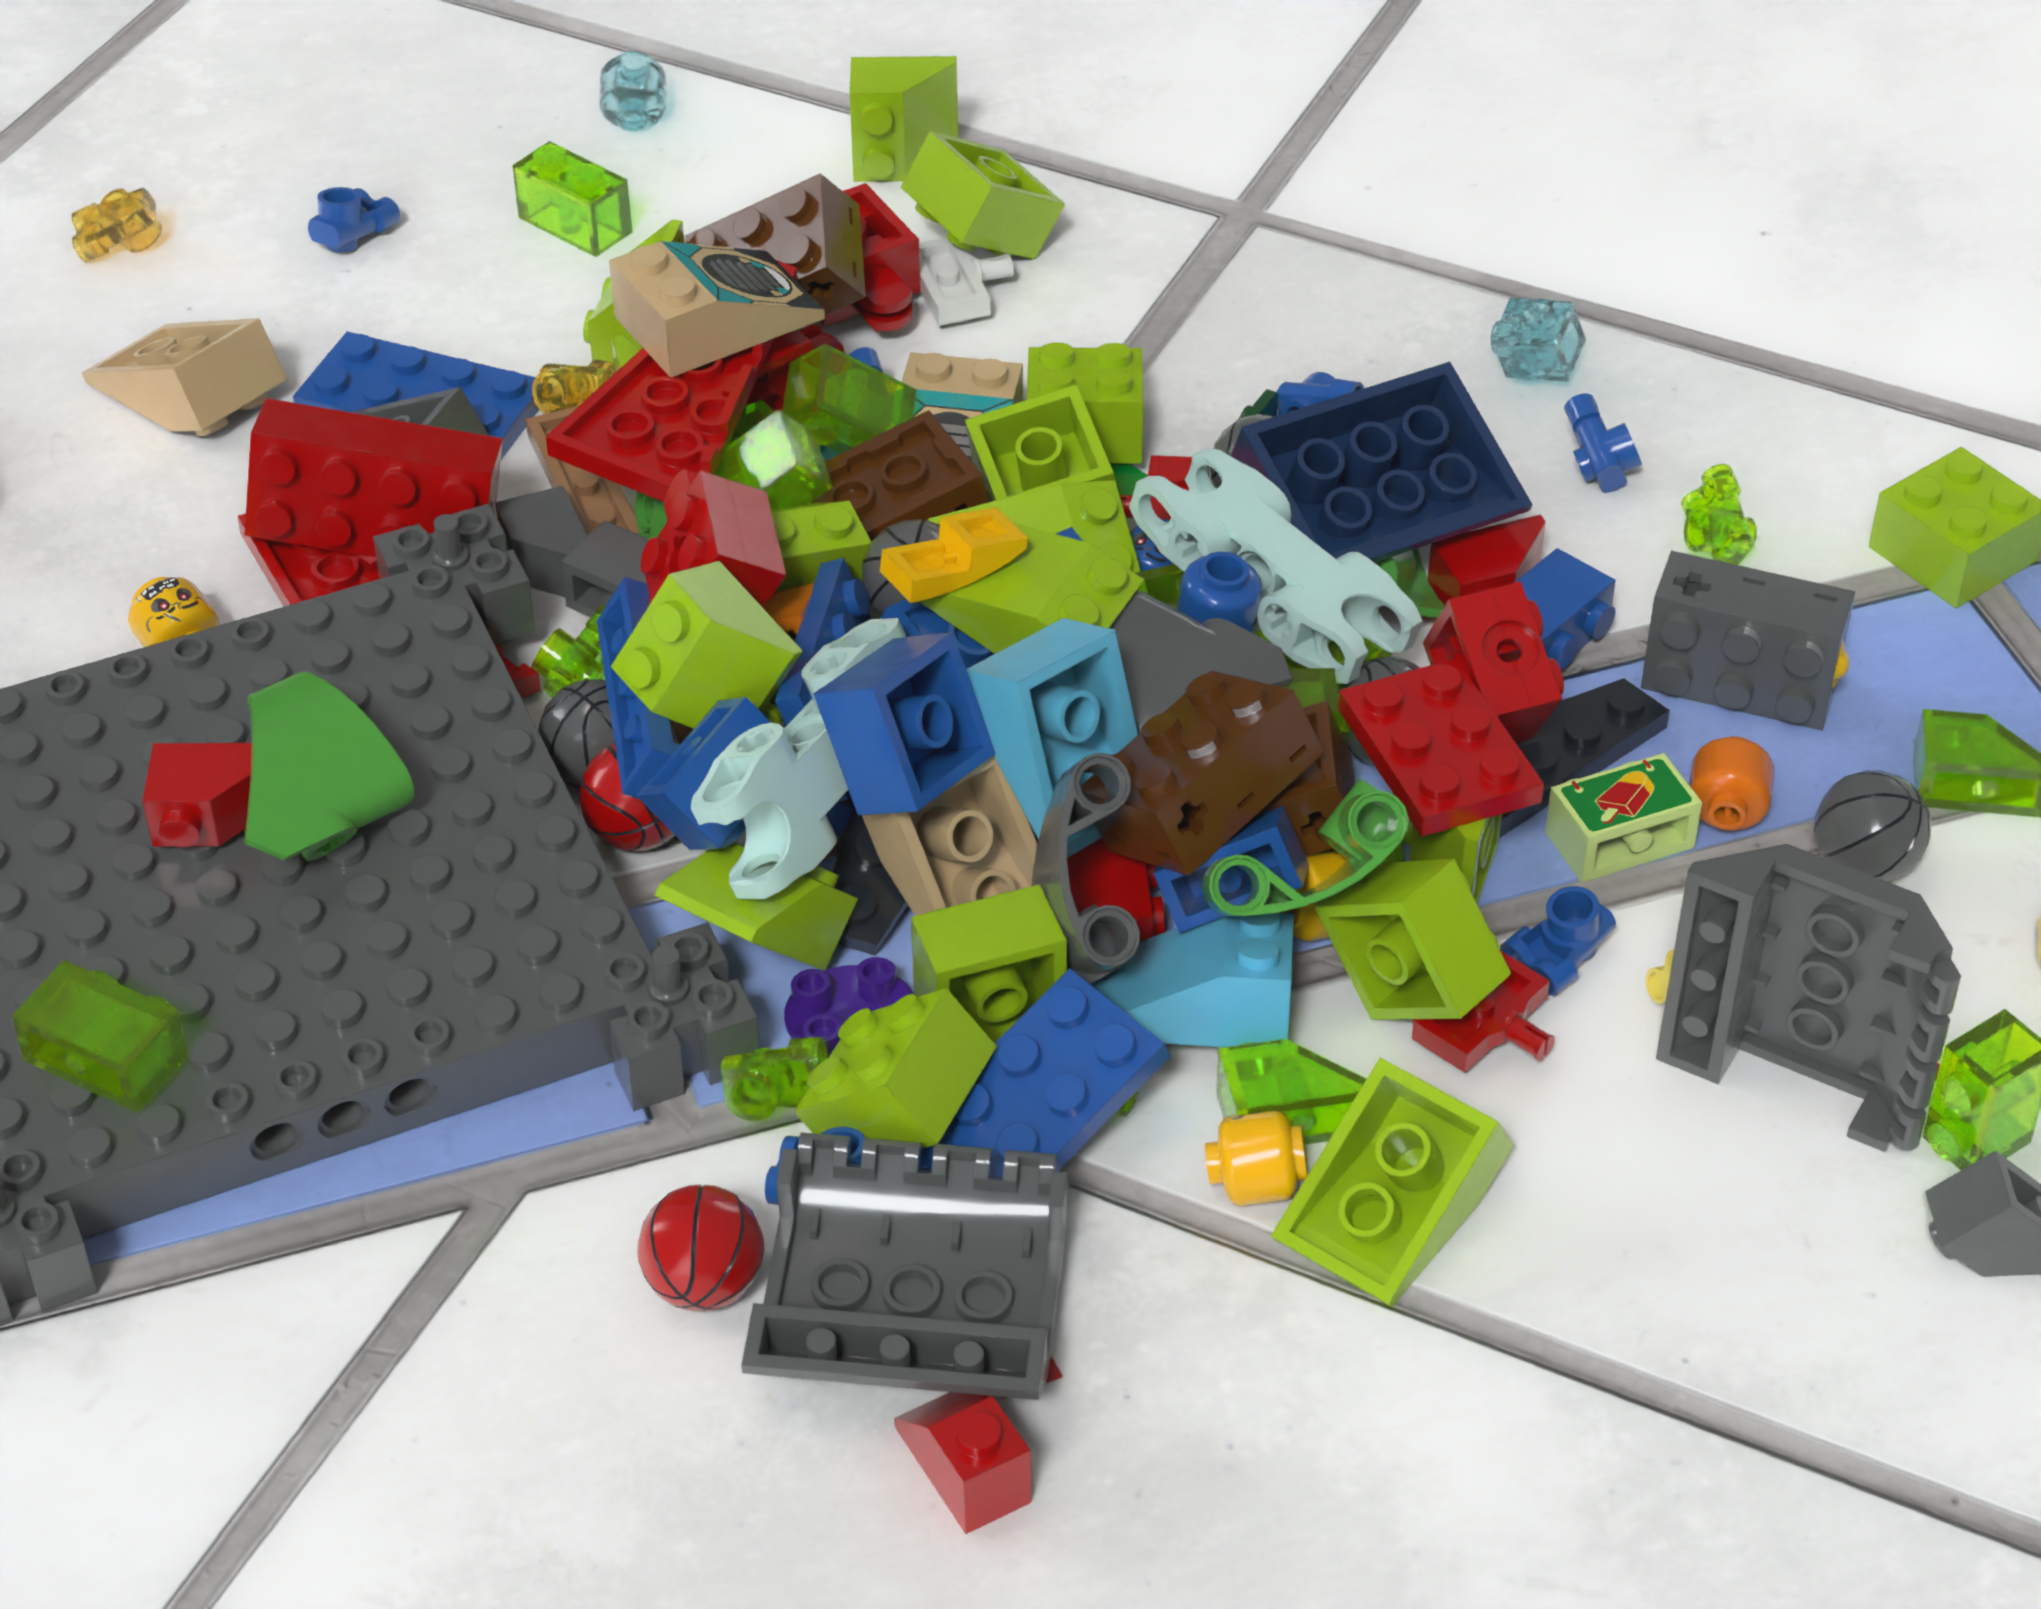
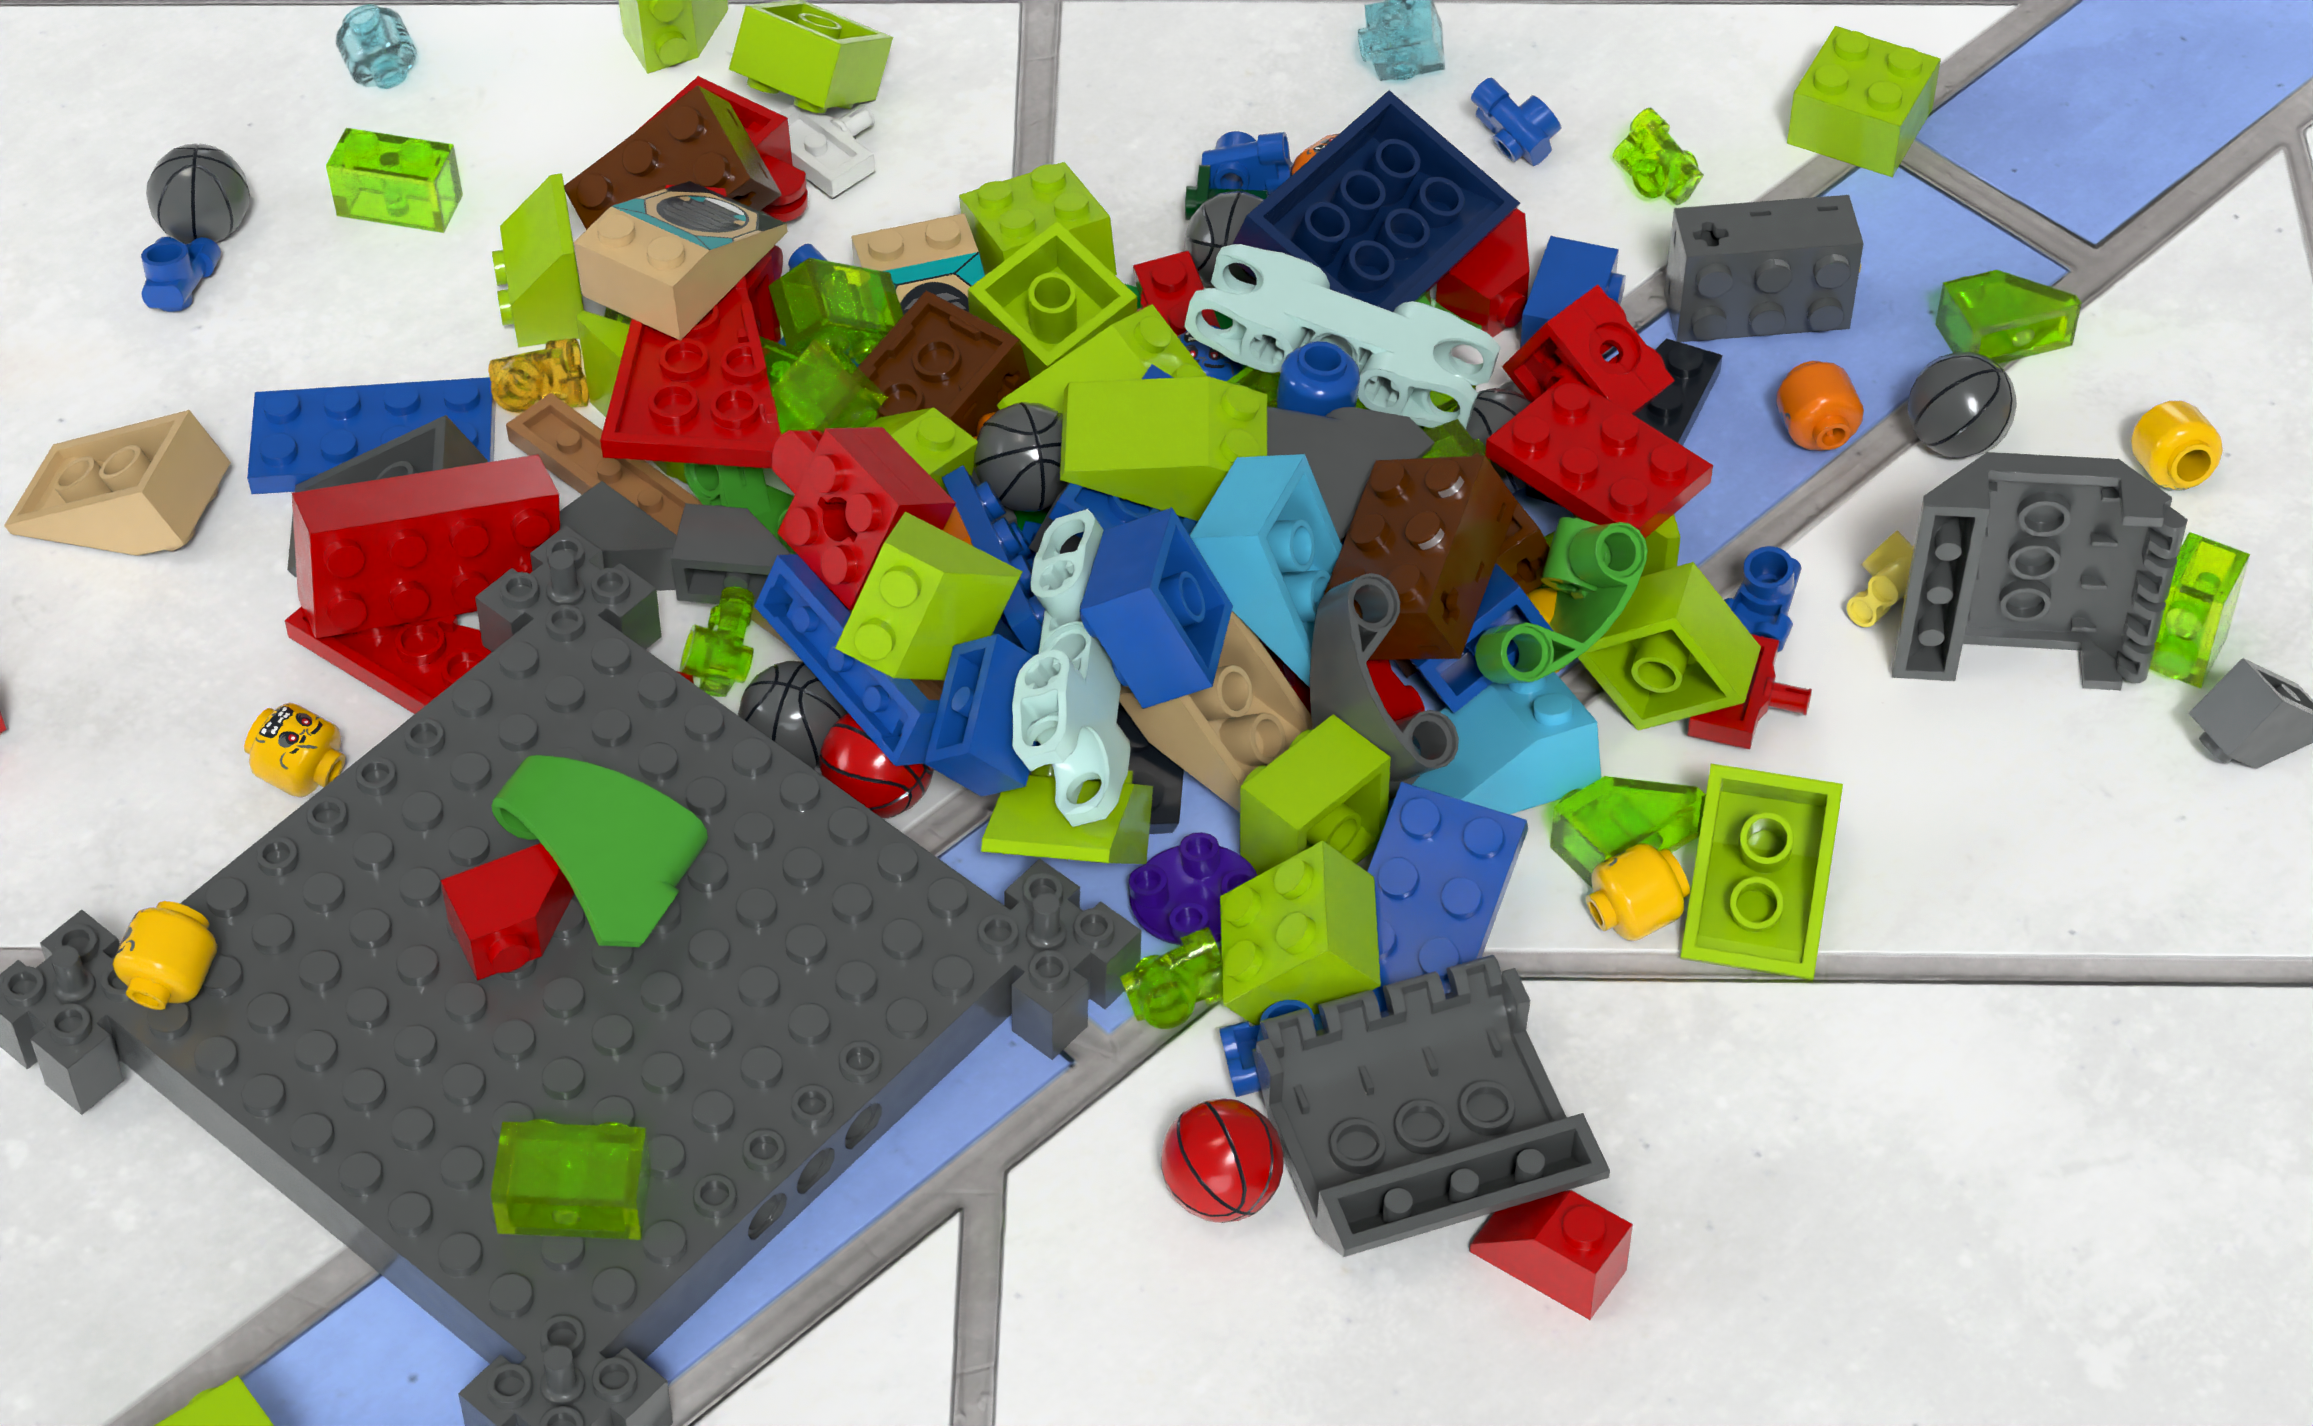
camera: 25 degrees left, 5 degrees up
(403, 160) = (197, 193): none -> dark grey piece
(965, 551) = (1103, 429): yellow slope -> none
(1623, 817) = (1755, 465): yellowish green brick -> none

